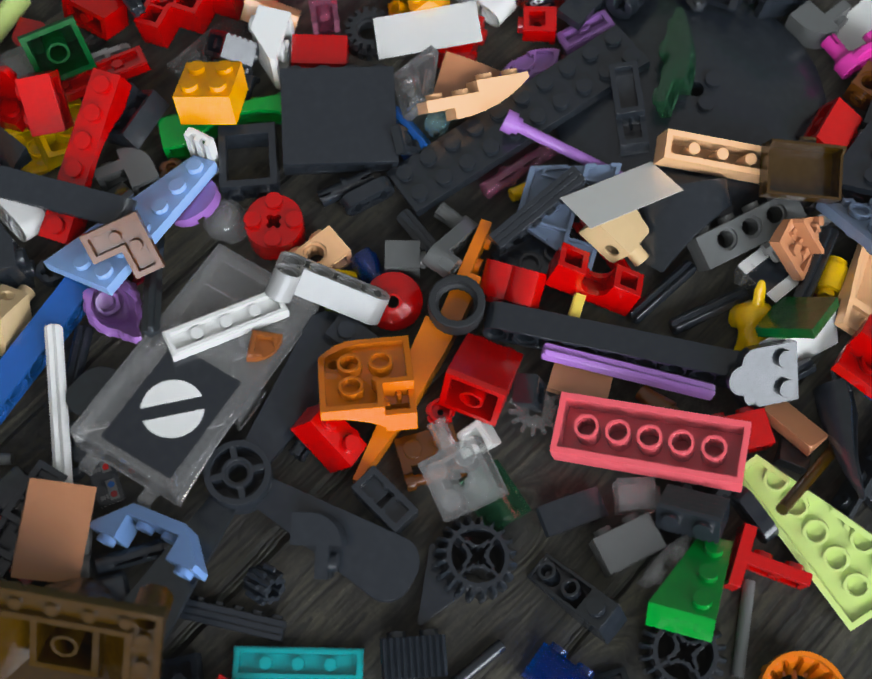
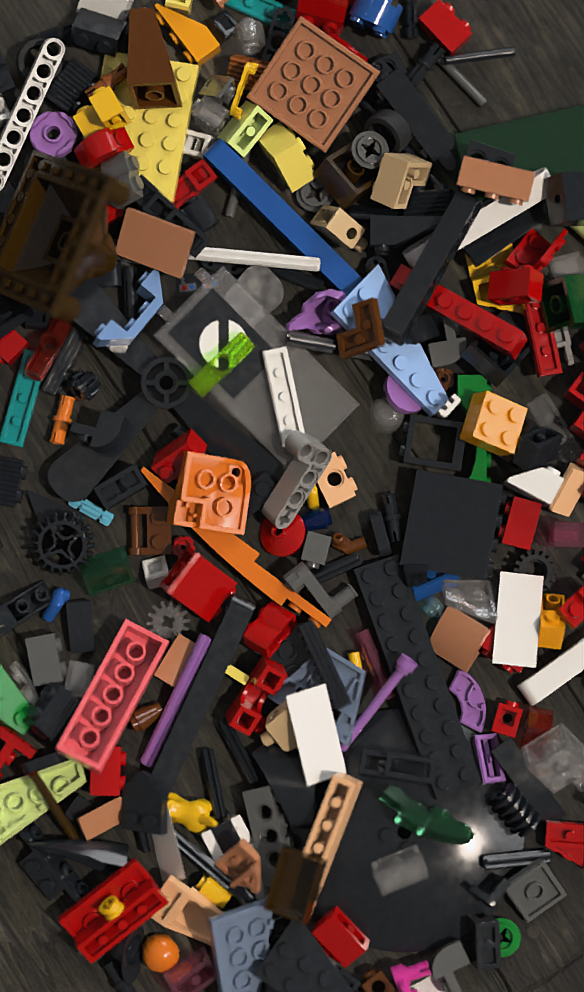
camera: 105 degrees right, 15 degrees up
(183, 389) = (233, 353): none -> clear neon green piece
(236, 647) = (43, 358): none -> clear red piece
(263, 345) = (259, 421): dark orange tile -> none
(274, 225) = (370, 438): red brick -> none
(315, 603) = (62, 420): none -> orange pin
(391, 227) = (346, 545): none -> reddish brown arm
(424, 531) = (93, 511): none -> medium azure axle
(445, 469) = (134, 546): clear brick -> none
(462, 283) = (258, 559): black tyre -> none
(477, 97) = (441, 651): light nougat slope -> none
(529, 391) = (178, 618): black slope -> none
(551, 548) = (57, 600): none -> blue arm
(741, 74) = (399, 869): none -> clear brick
(797, 317) = (179, 842): dark green tile -> none

